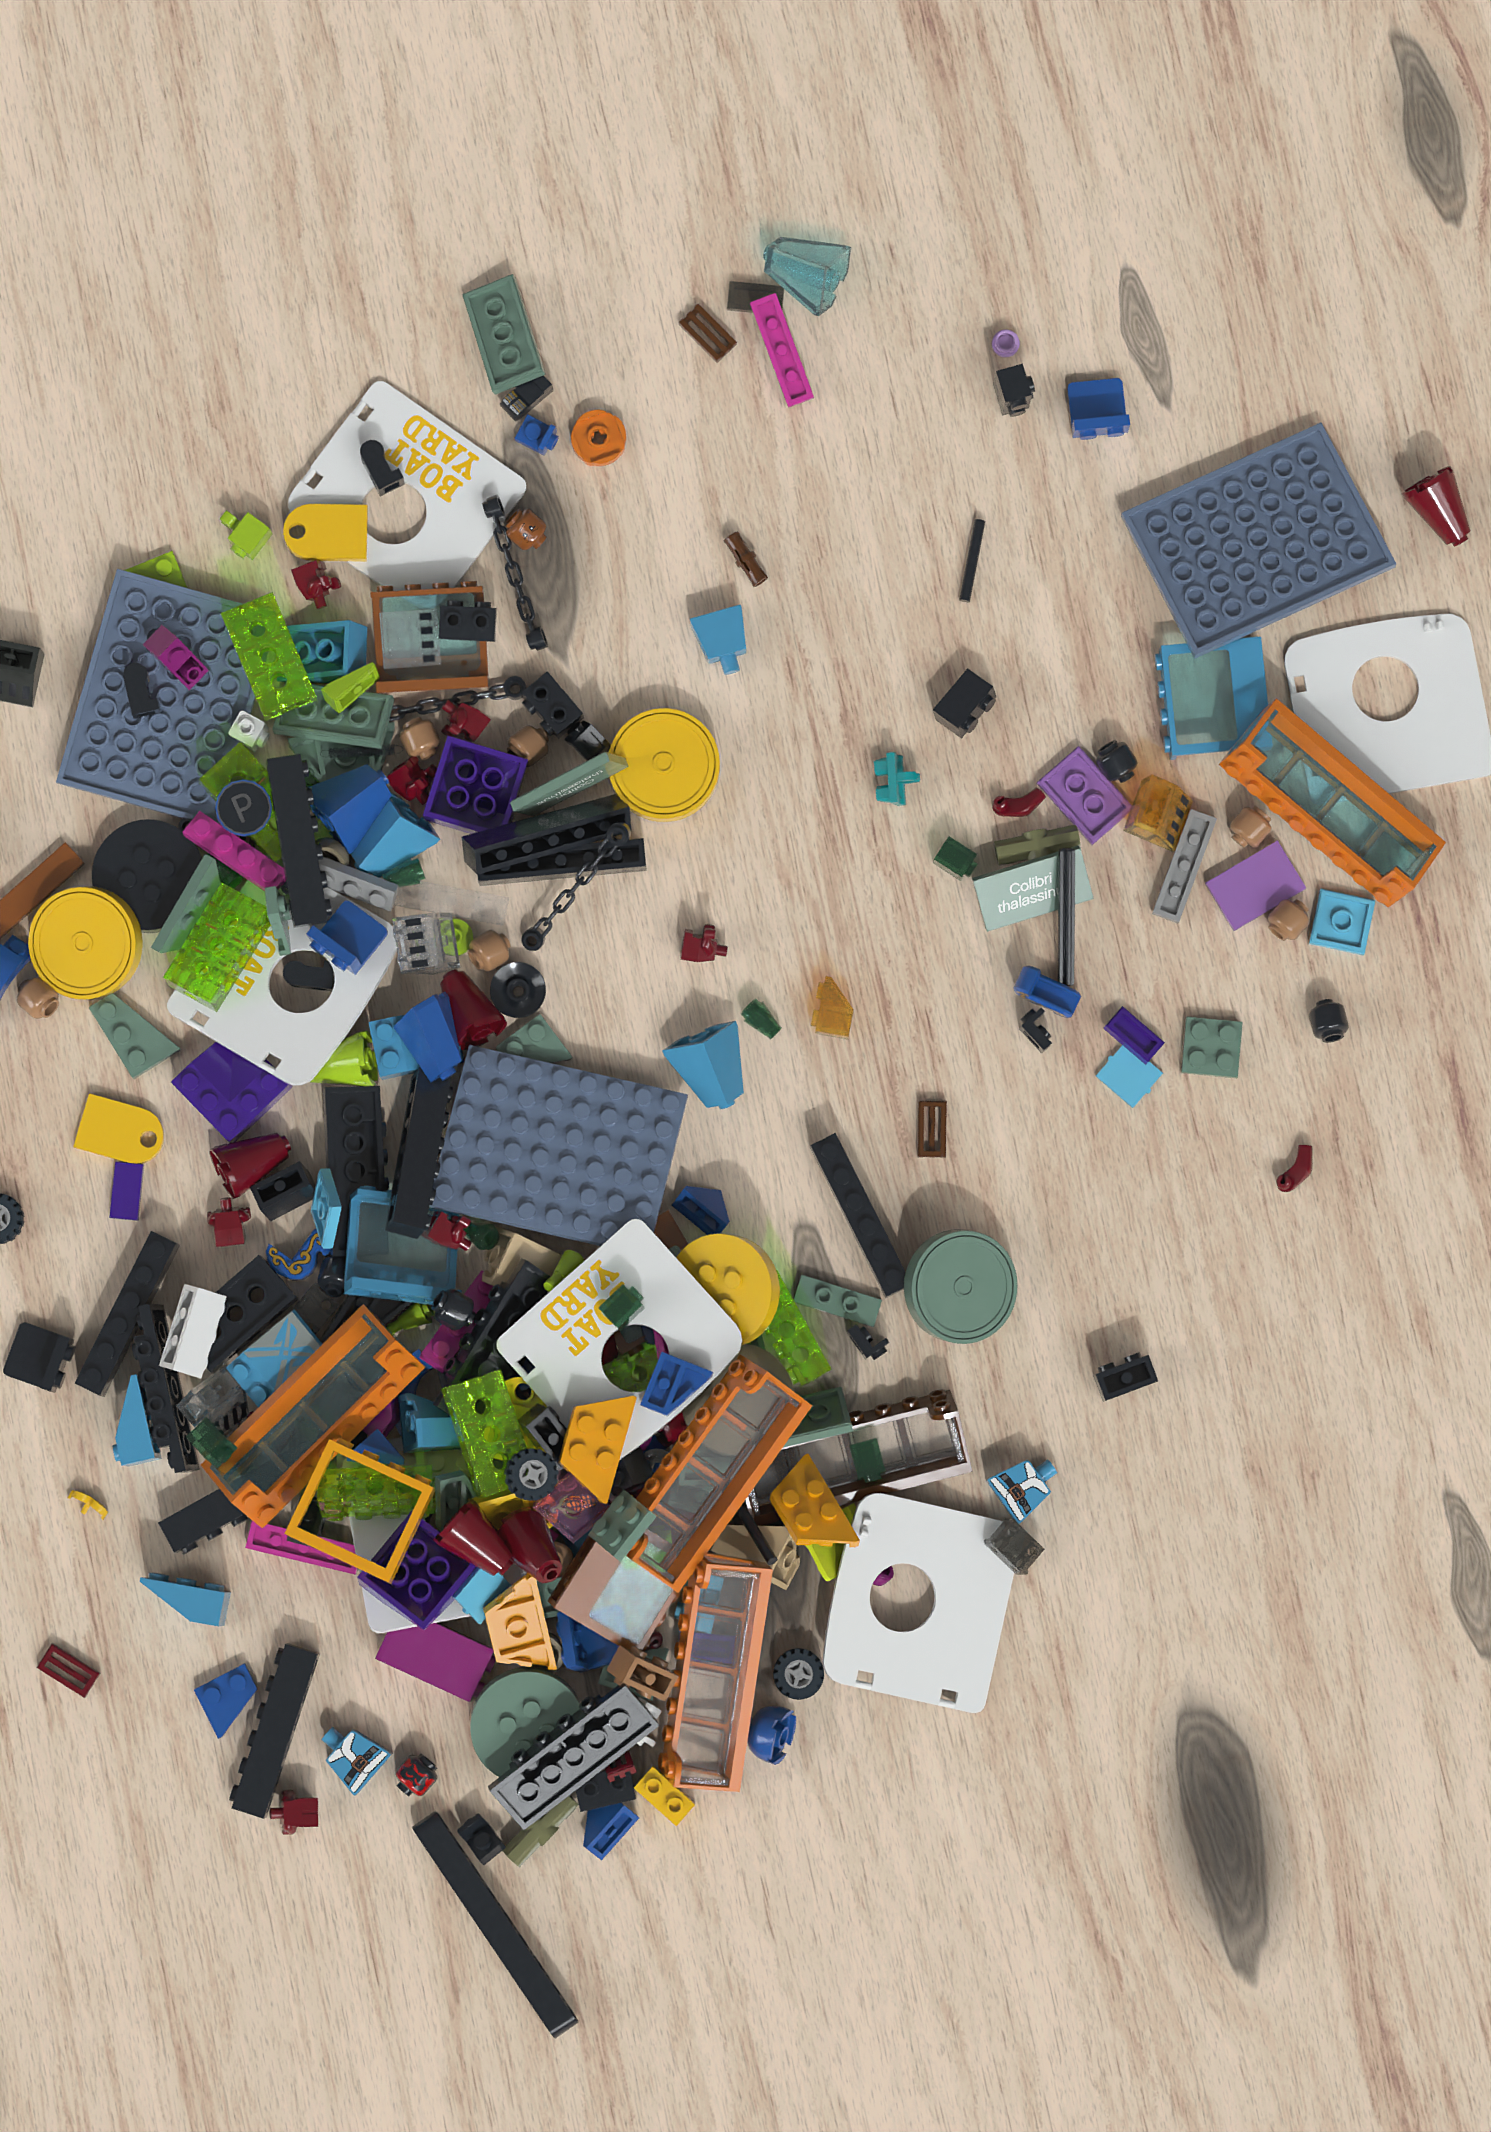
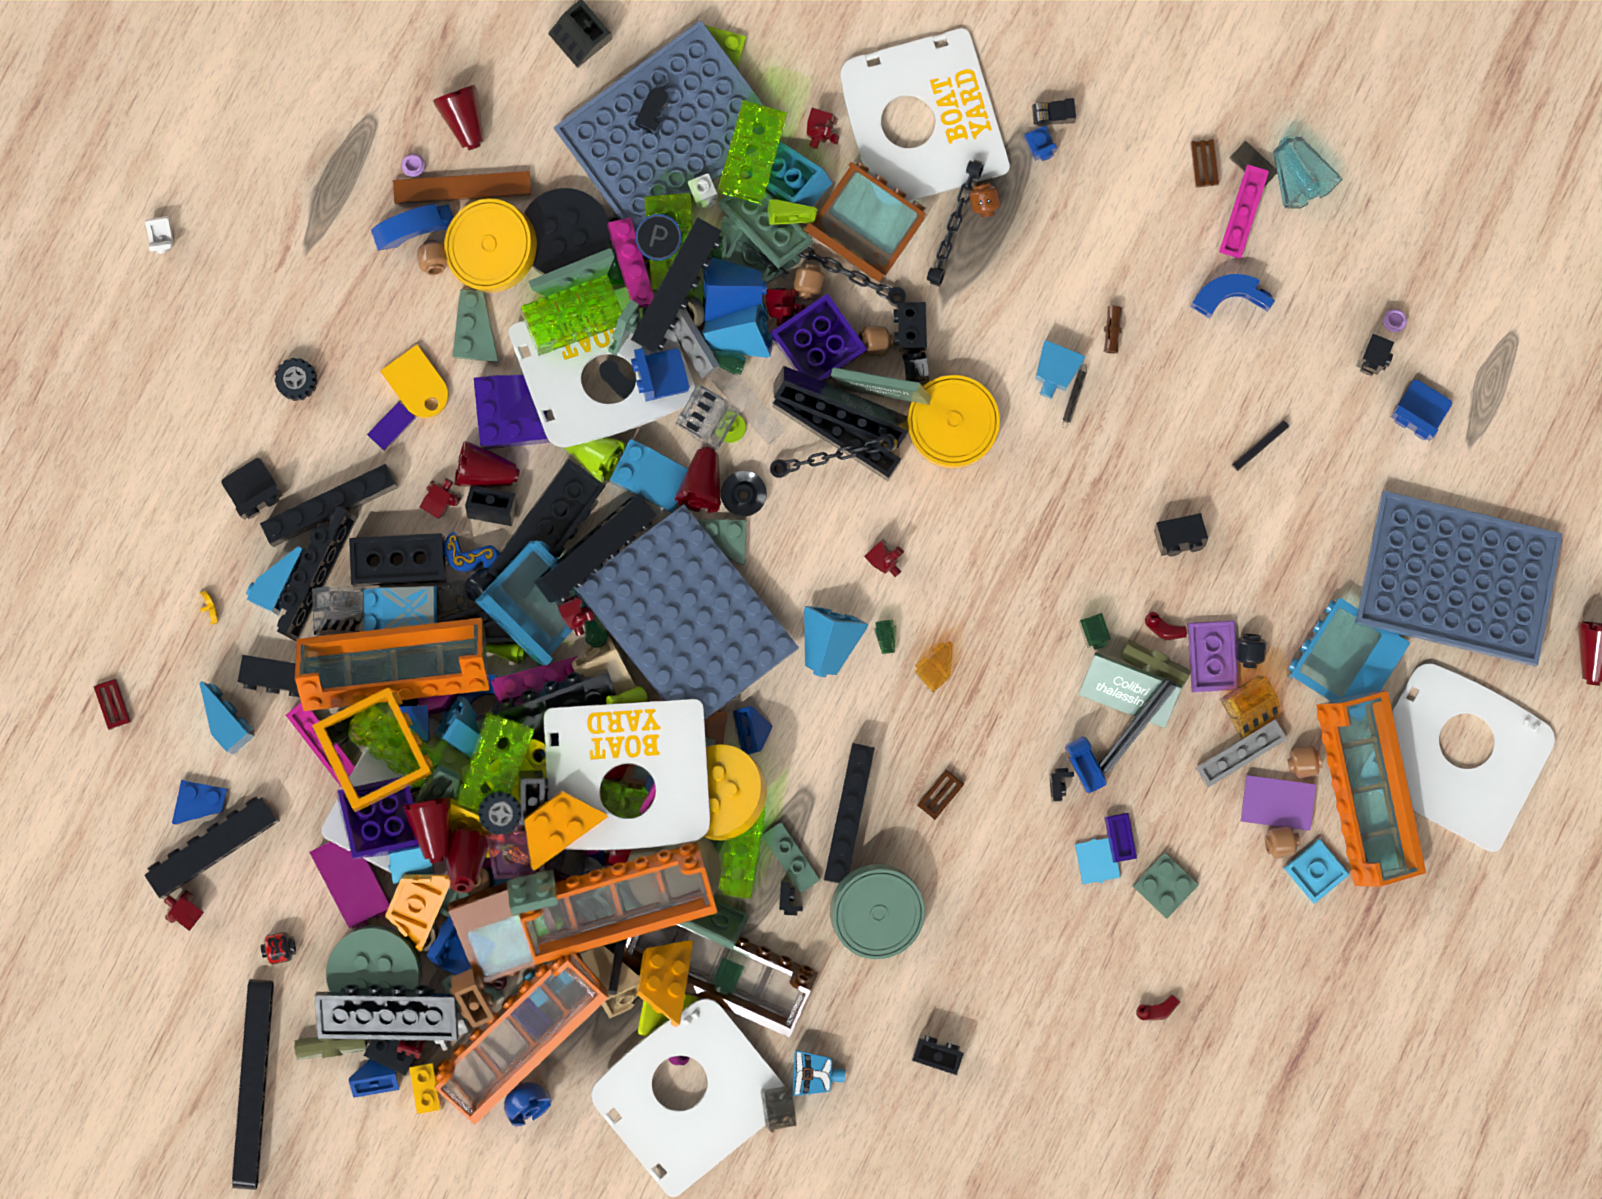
camera: 40 degrees right, 0 degrees up
(175, 657) = (692, 106): magenta slope -> none
(193, 1331) = (359, 549): white brick -> none
(211, 1442) = (314, 630): clear green brick -> none
(247, 535) = (801, 64): lime brick -> none
(326, 1208) = (507, 537): medium azure tile -> none
(331, 532) = (857, 102): yellow tile -> none
(354, 1758) = (248, 905): torso -> none
(374, 461) = (921, 79): black leg -> none
(410, 638) = (853, 211): clear slope -> none
(431, 1036) = (663, 479): blue slope -> none
(453, 1309) = (536, 667): black head -> none
(464, 720) = (847, 291): dark red piece -> none
(467, 623) = (899, 230): black brick -> none
(481, 1838) = (287, 1022): black bracket -> none
(489, 950) = (745, 453): medium nougat head -> none
(503, 334) = (1070, 61): sand green tile -> none
(606, 424) = (1084, 188): orange plate -> none
(622, 1306) = (645, 751): clear green brick -> none
(673, 1384) = (637, 827): blue wing -> none
(763, 656) = (1076, 396): none -> black piece
(804, 1680) = (567, 1082): black wheel -> none
(824, 431) = (1231, 286): none -> blue arch
(895, 790) = (1101, 540): teal hips -> none
(1328, 1021) = (1256, 929): black head -> none

